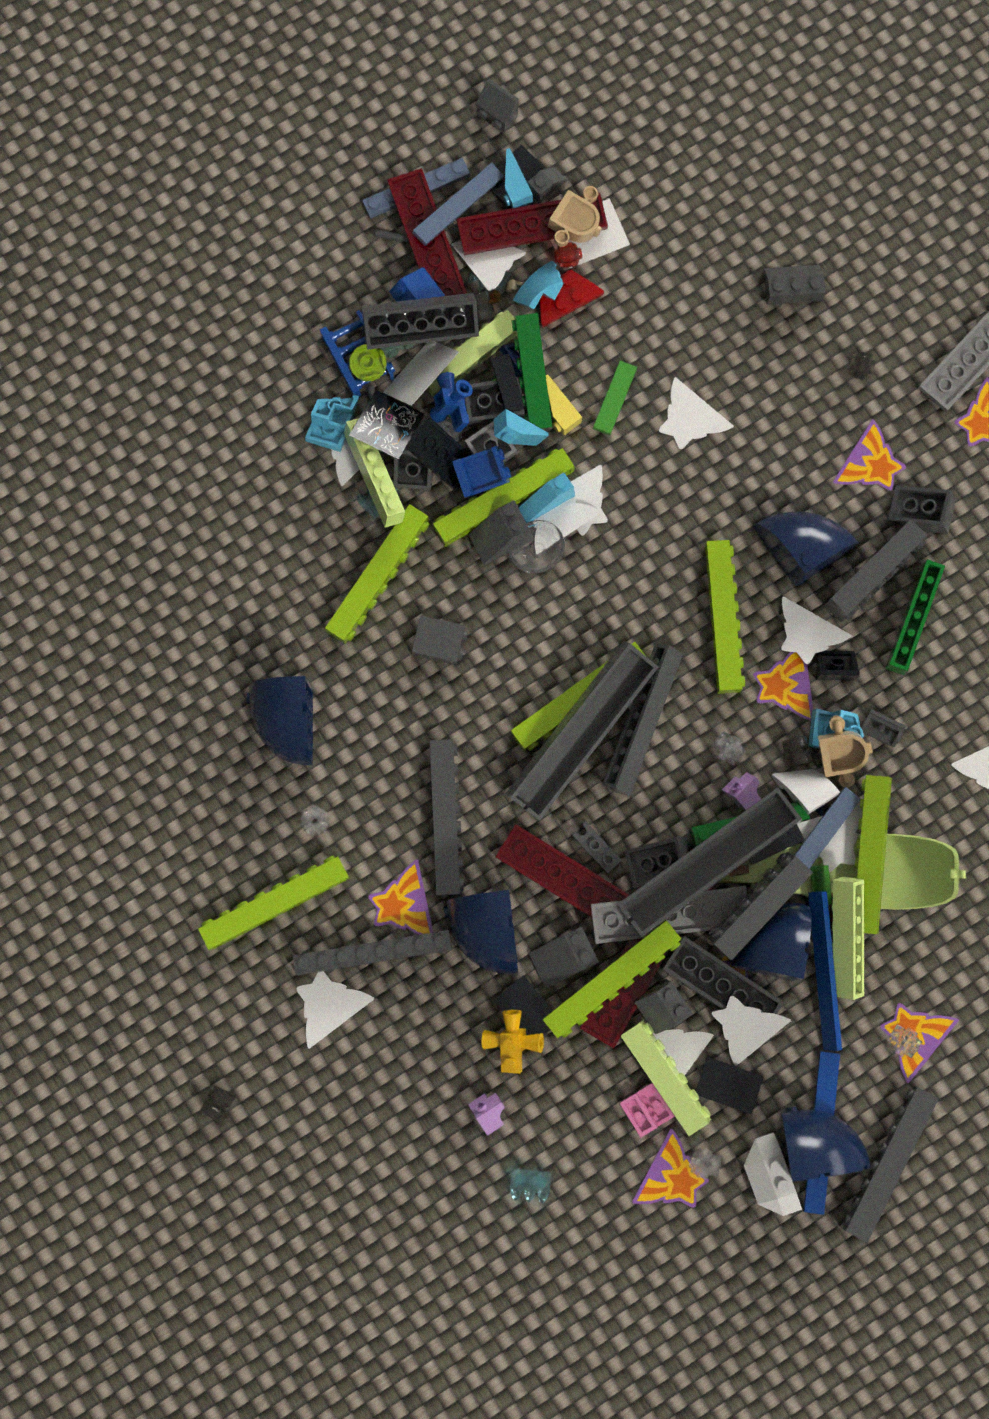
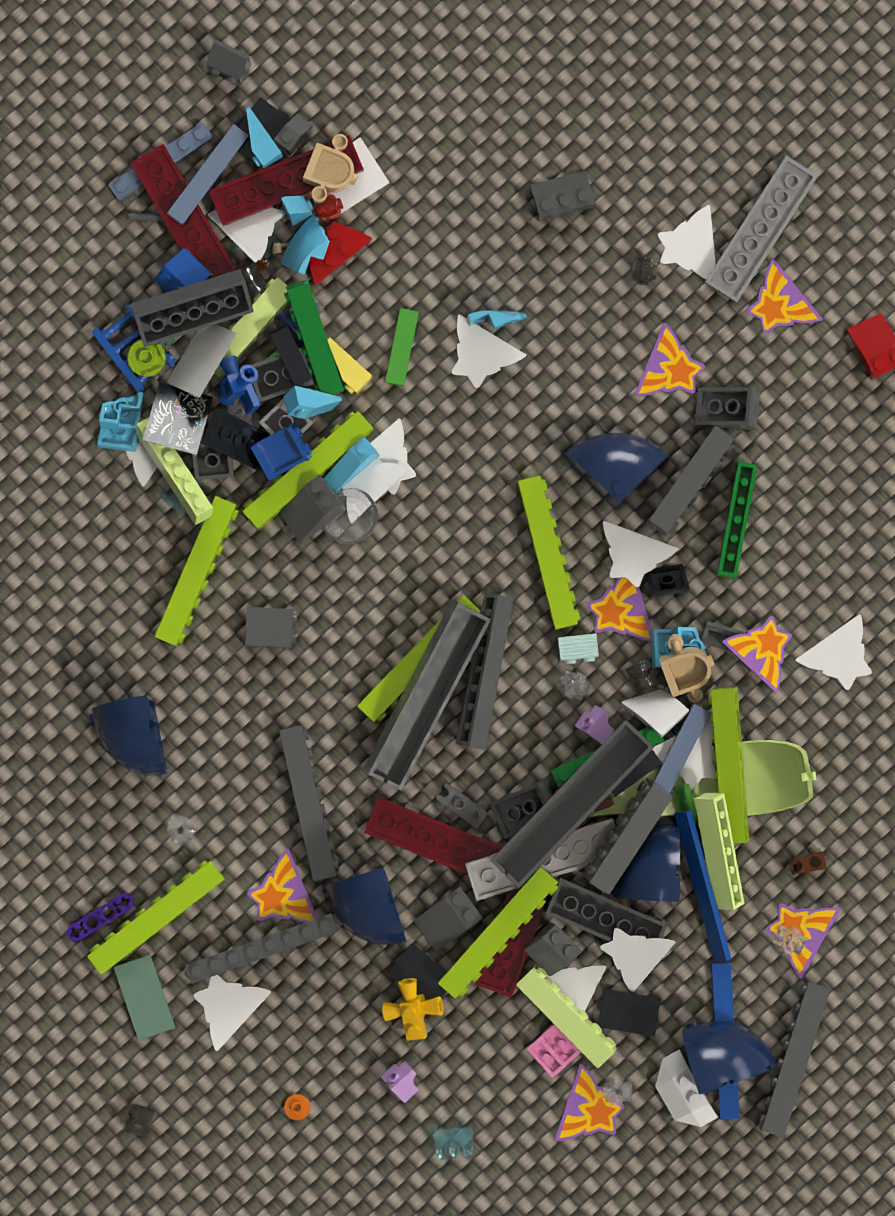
camera: 15 degrees left, 5 degrees up
(220, 896) = (99, 915): none -> dark purple beam
(247, 981) = (144, 997): none -> sand green tile
(378, 1120) = (297, 1107): none -> orange piece
(537, 249) = (297, 208): none -> medium azure slope
(710, 383) = (496, 318): none -> medium azure slope
(738, 713) = (578, 647): none -> light aqua brick
(910, 350) = (691, 244): none -> white sticker
(920, 748) = (762, 651): none -> sticker
(934, 967) = (807, 863): none -> reddish brown leg

